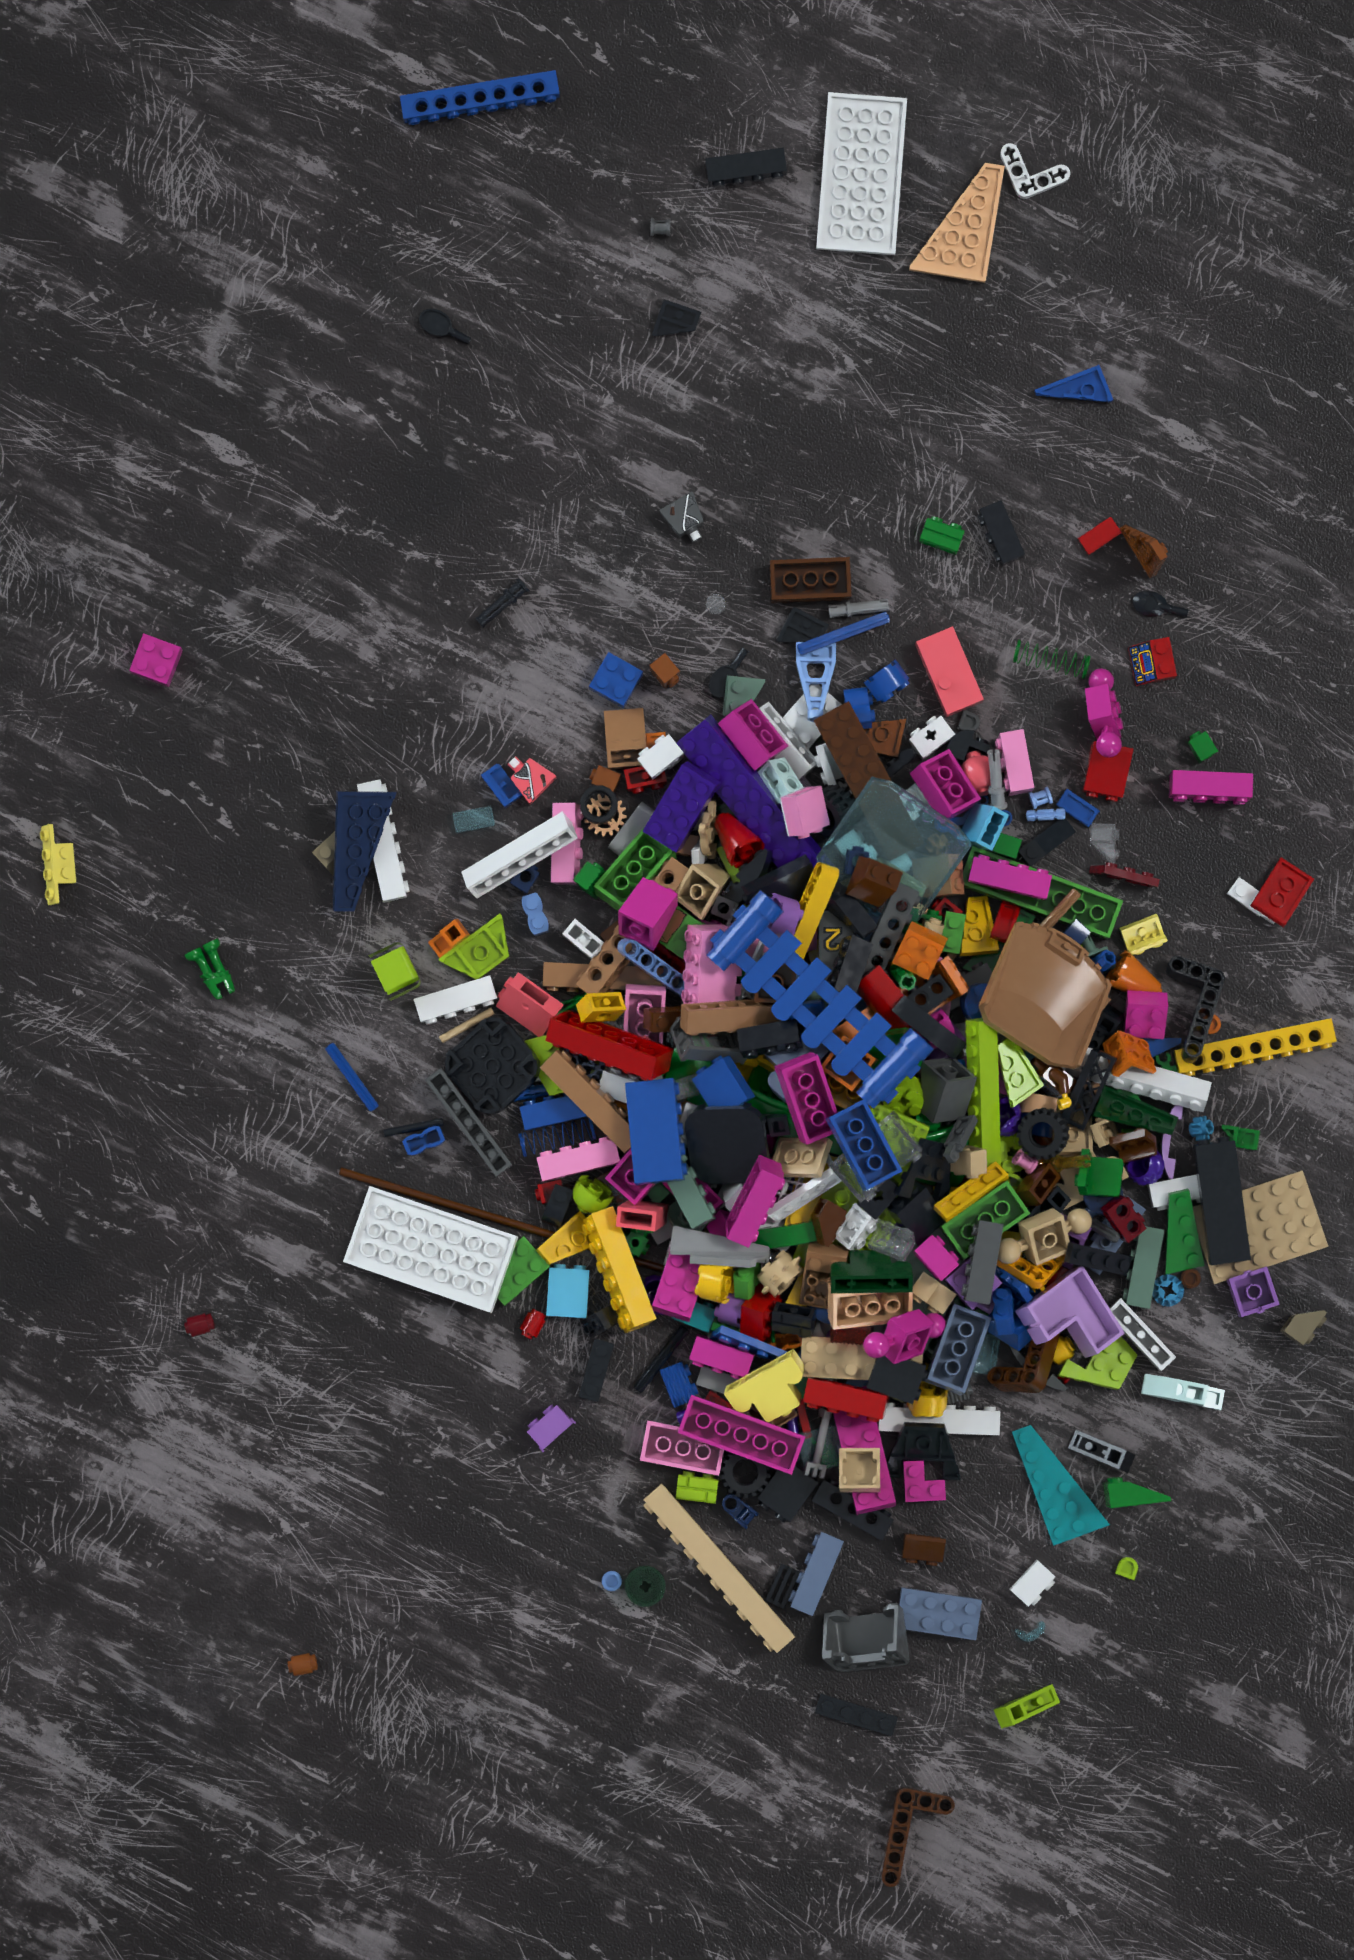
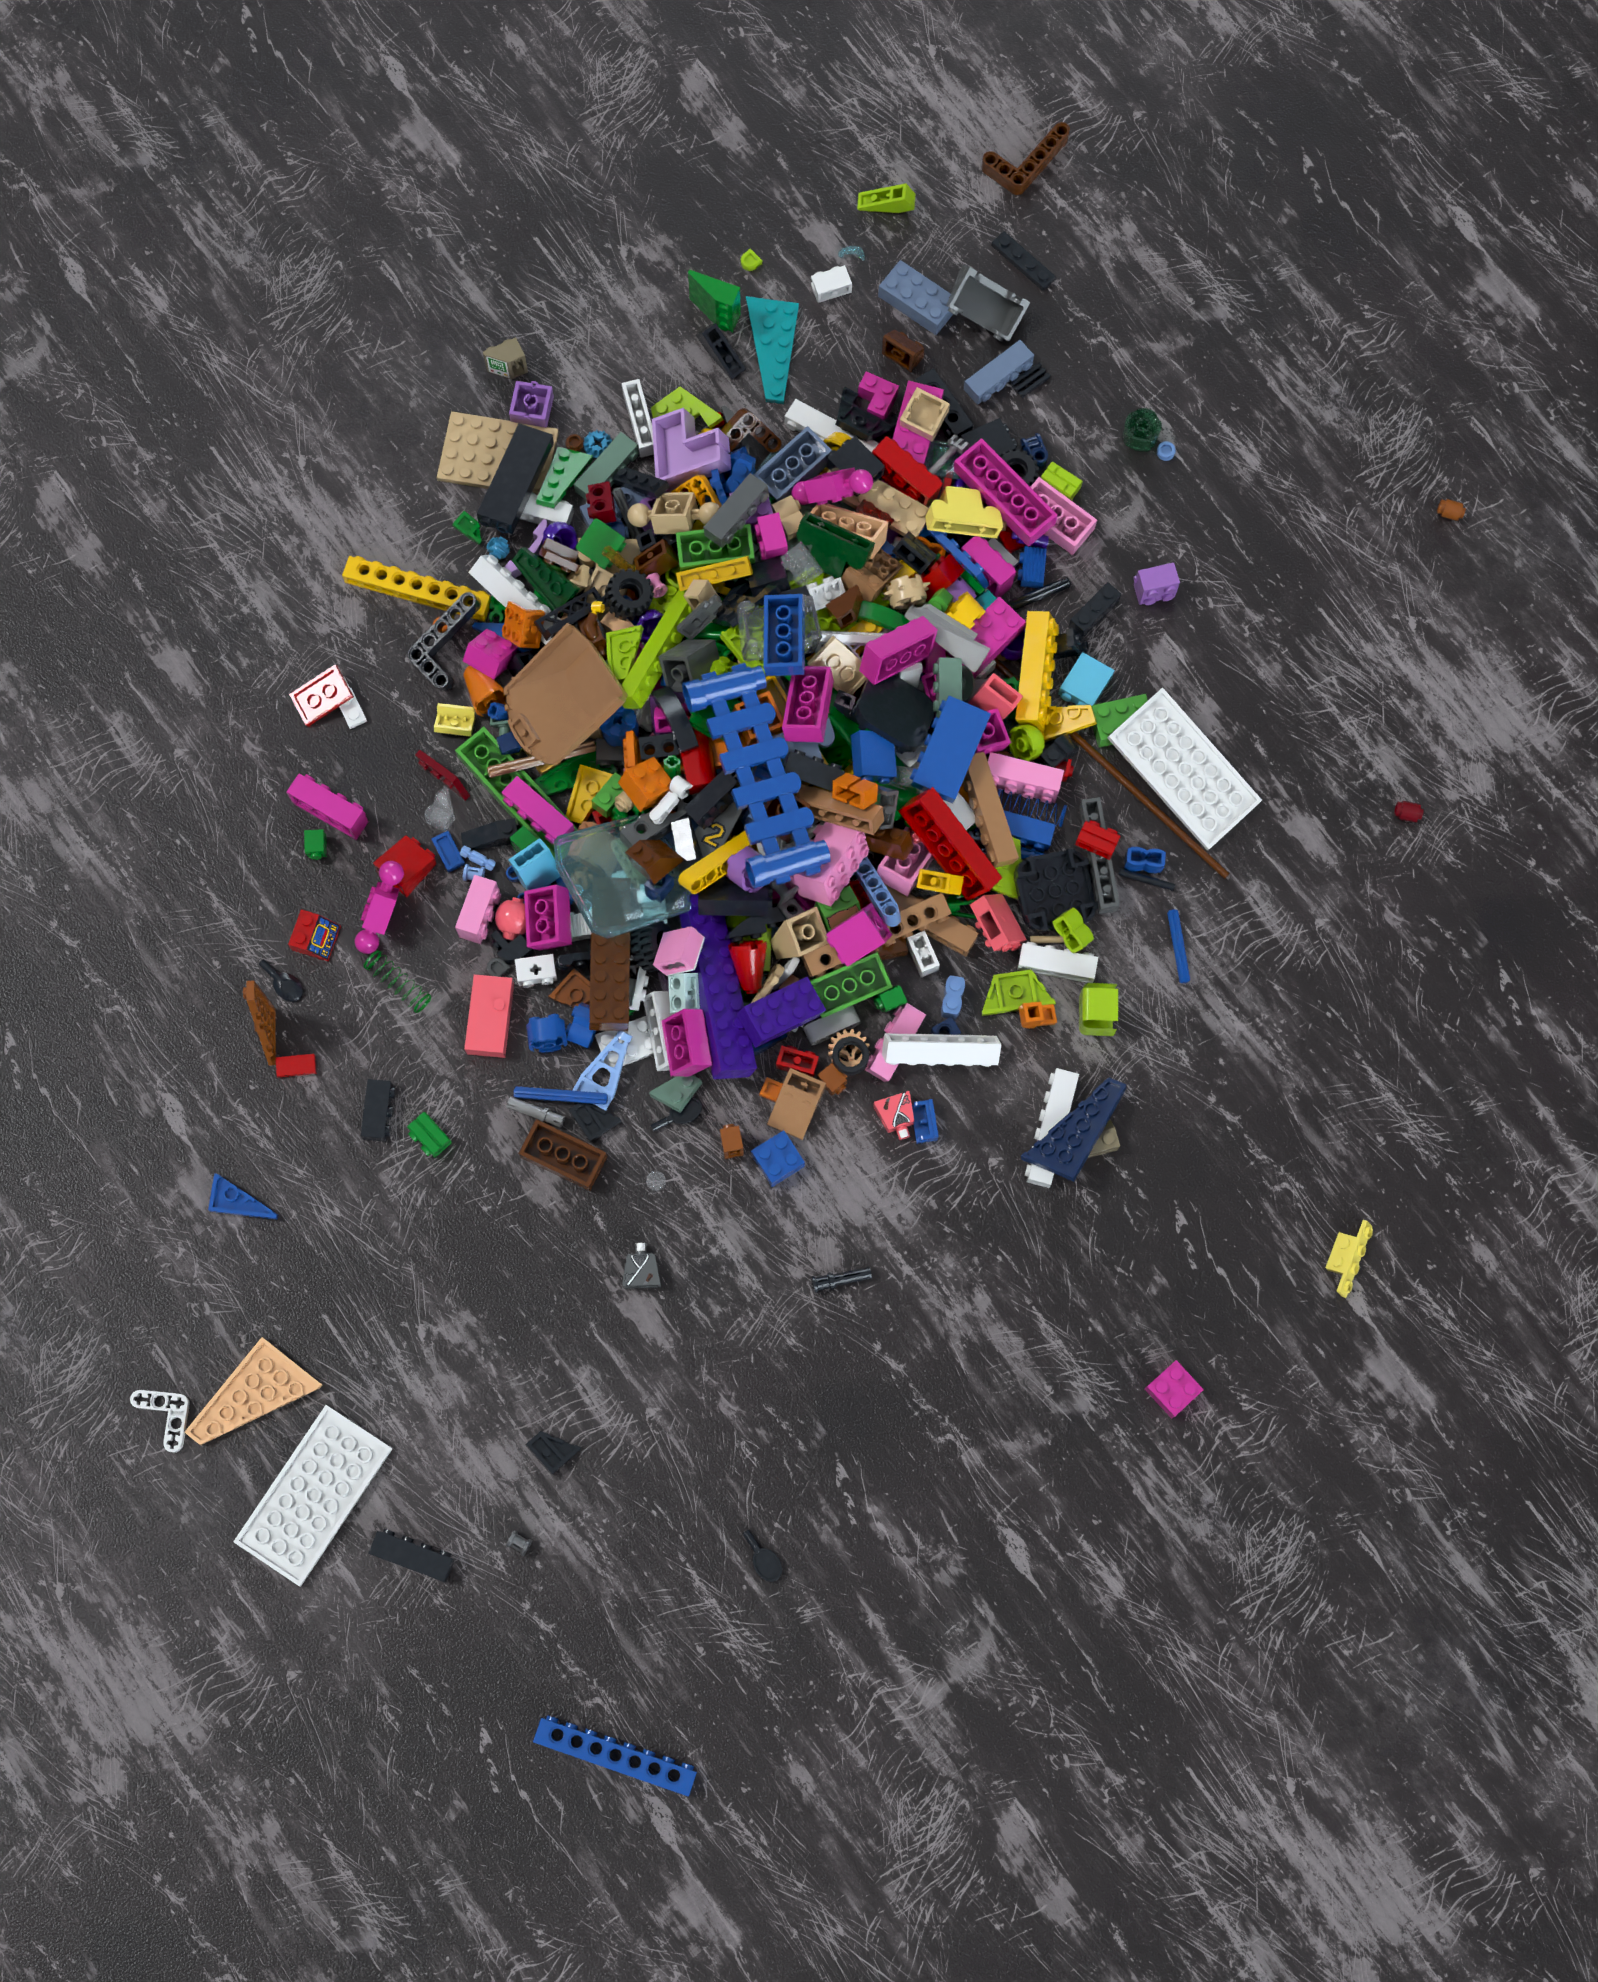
camera: 155 degrees left, 10 degrees down
(209, 977) = (1260, 1088): green piece -> none
(455, 1033) = (1073, 930): none -> lime brick
(473, 819) = (963, 1106): clear light blue tile -> none
(476, 1129) = (1098, 839): none -> red brick
(532, 1324) = (1128, 673): red brick -> none
(661, 756) = (775, 1065): white brick -> none
(719, 1568) = (1075, 412): tan brick -> none
(726, 1038) = (855, 791): none -> orange piece
(886, 960) = (677, 787): none -> white piece
(996, 789) = (505, 893): light grey pin -> none
(1004, 921) = (562, 784): red tile -> none
(1182, 1391) = (631, 360): light aqua slope -> none

